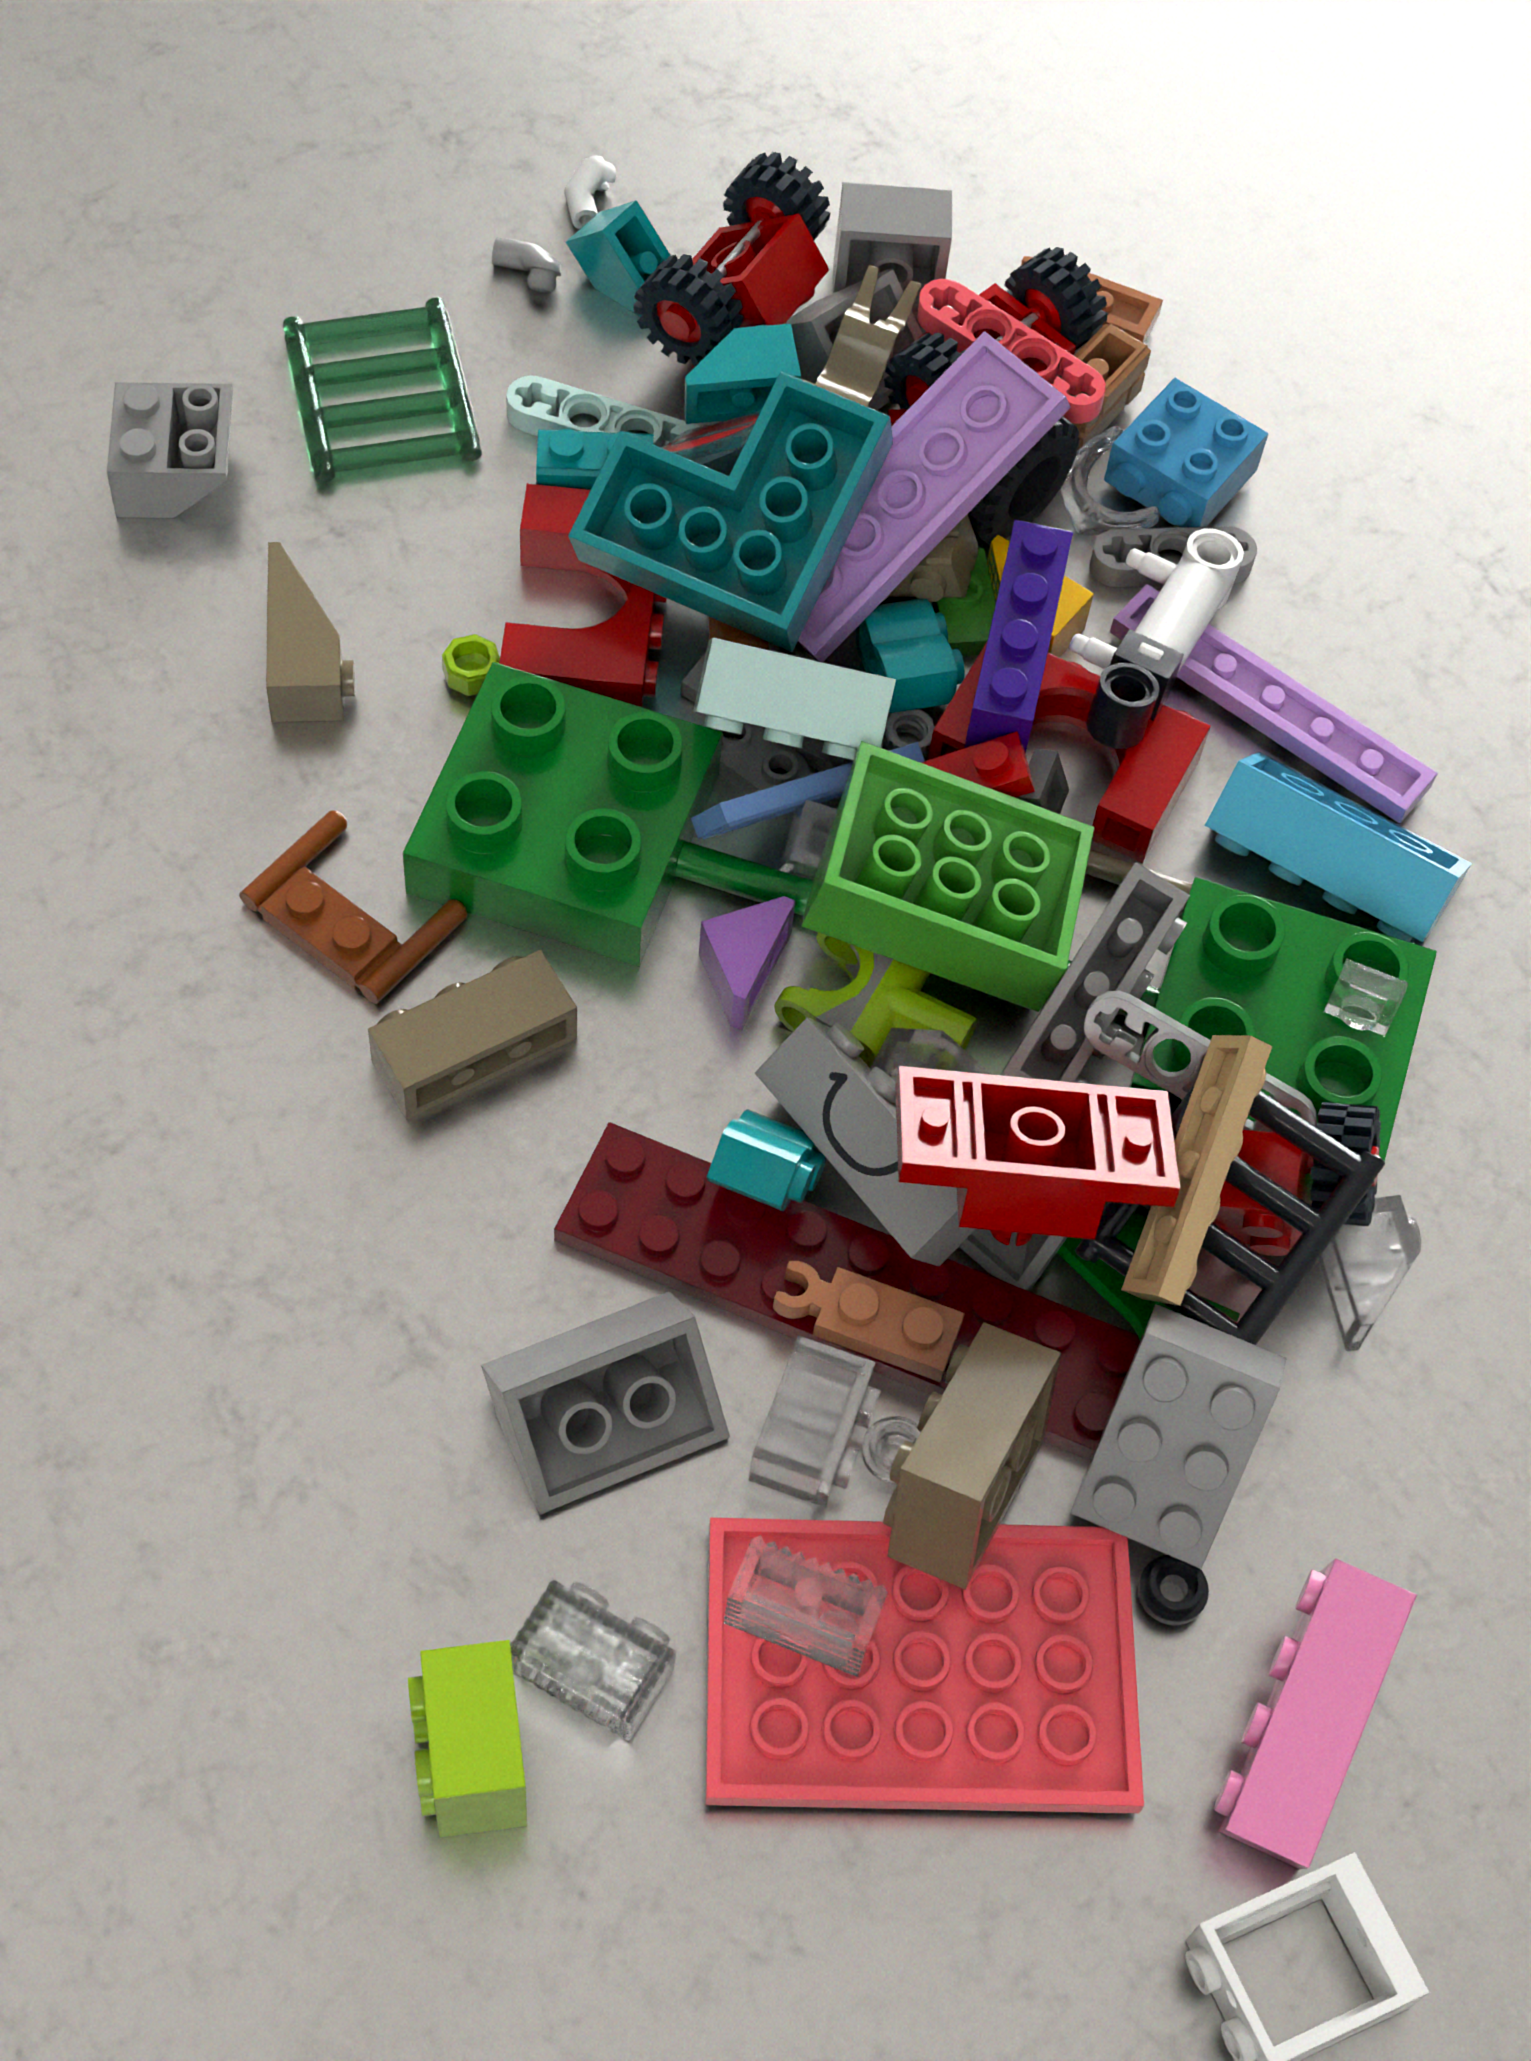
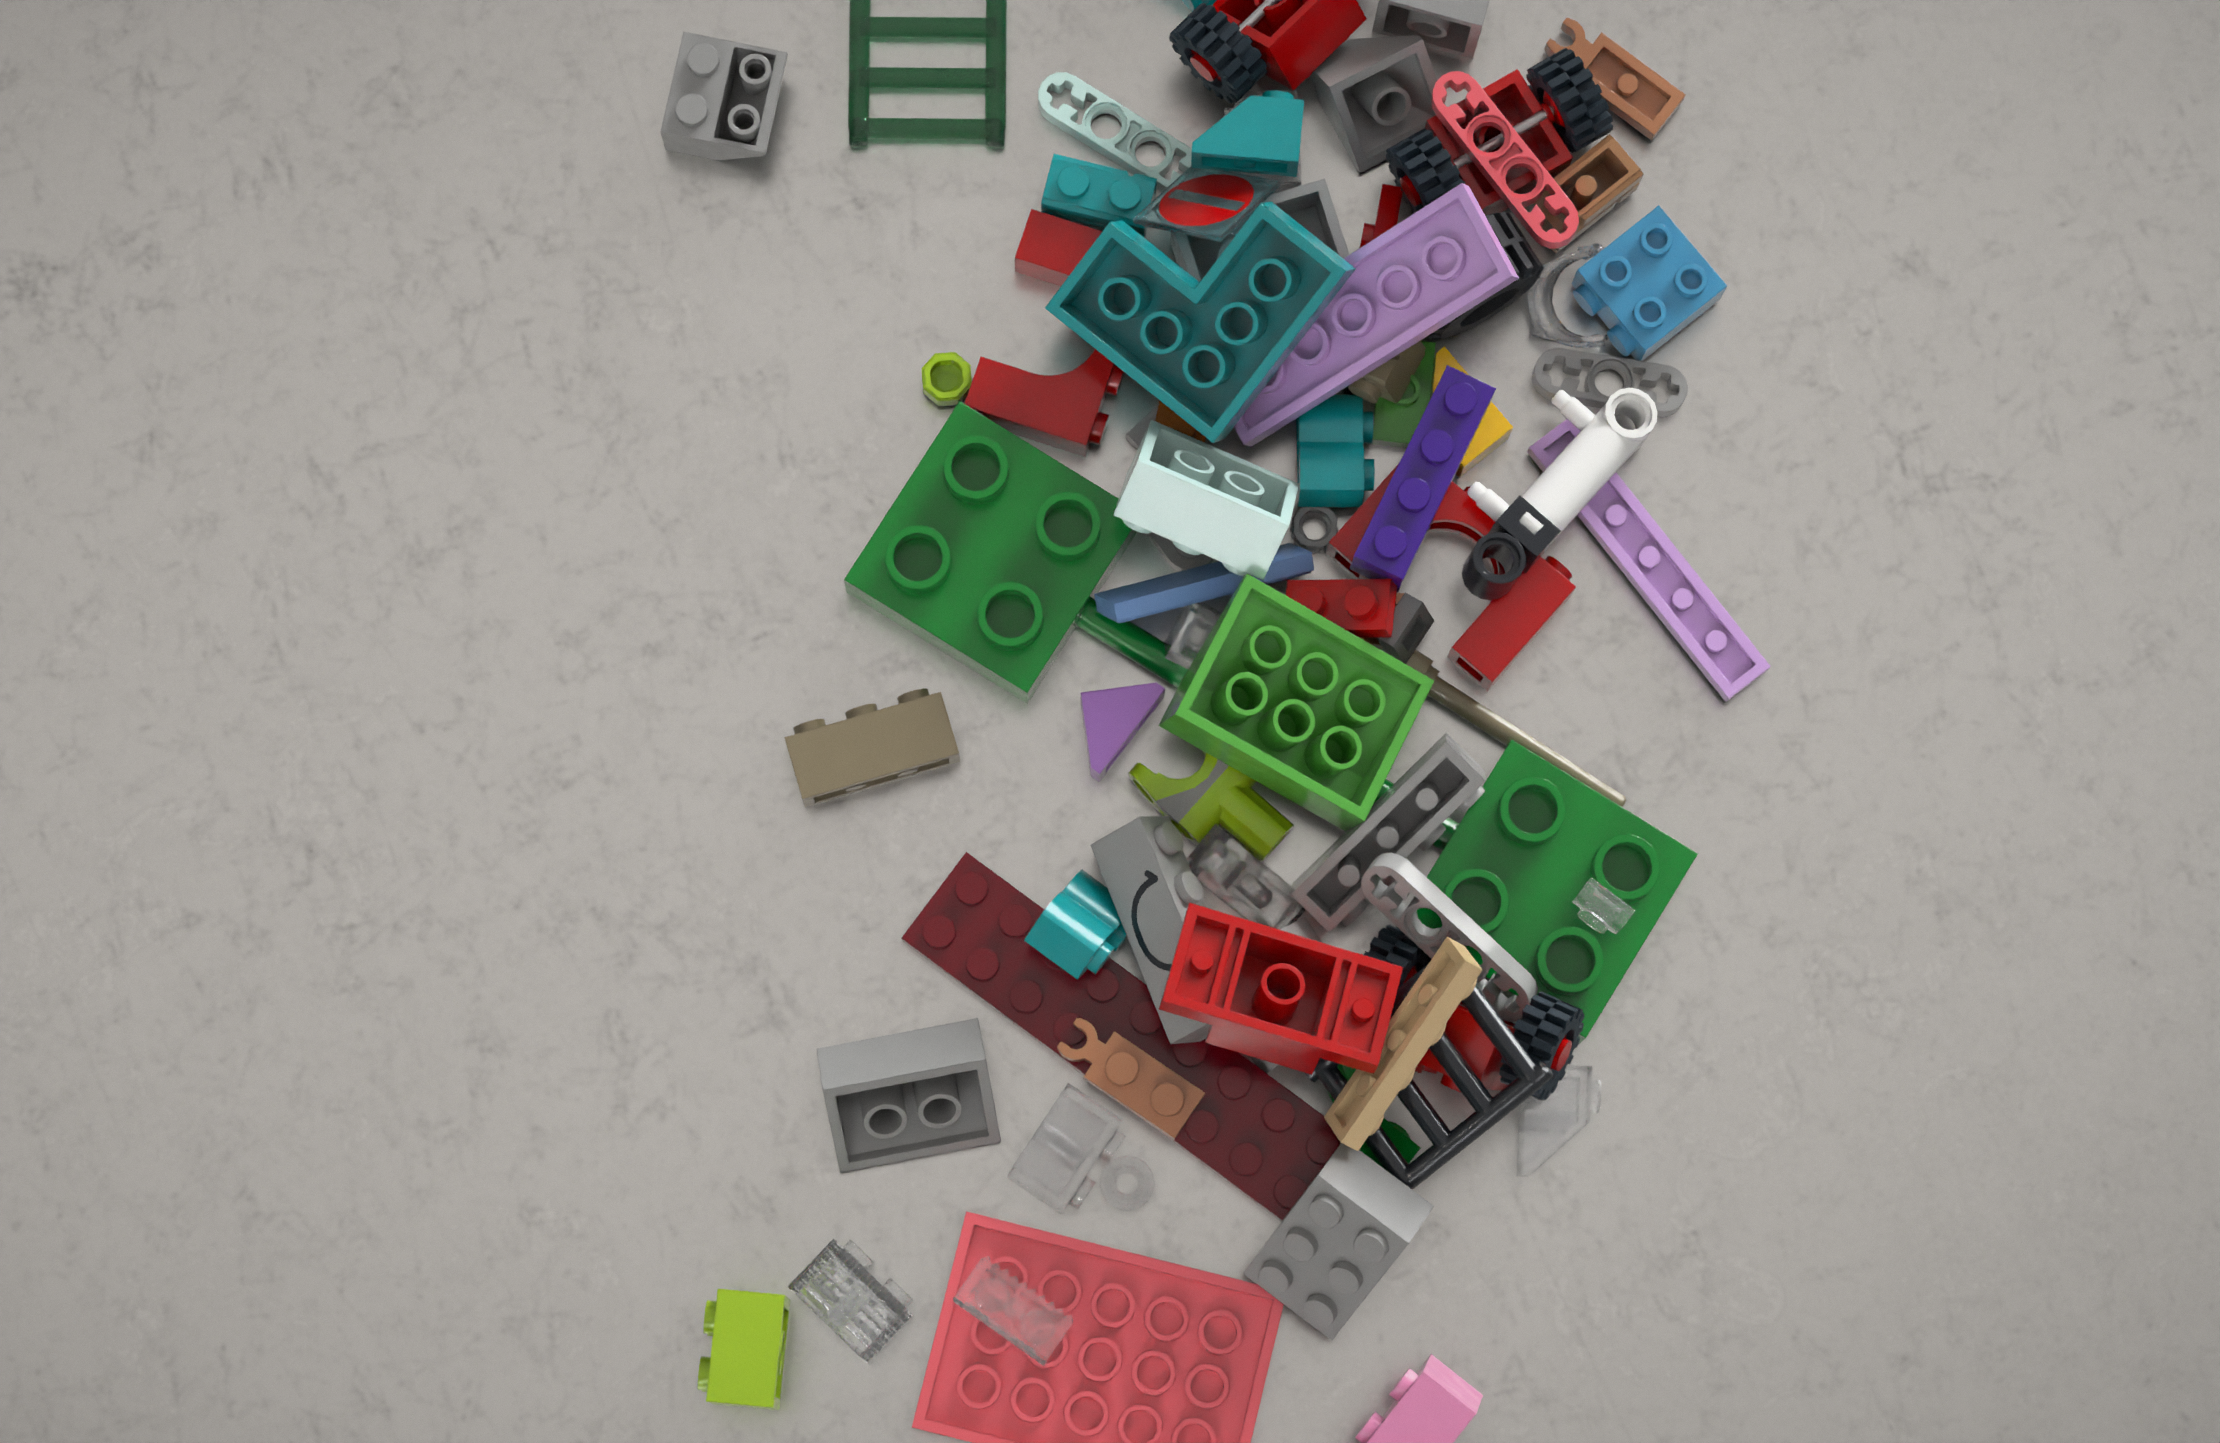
camera: 15 degrees right, 20 degrees up
(303, 649) = (800, 348): dark tan slope -> none
(333, 926) = (777, 615): dark orange plate -> none
(862, 347) = (1354, 150): dark tan flag -> none
(970, 1454) = (1173, 1216): dark tan brick -> none
(1186, 1576) = (1299, 1358): black plate -> none
(1336, 846) = (1659, 717): medium azure slope -> none

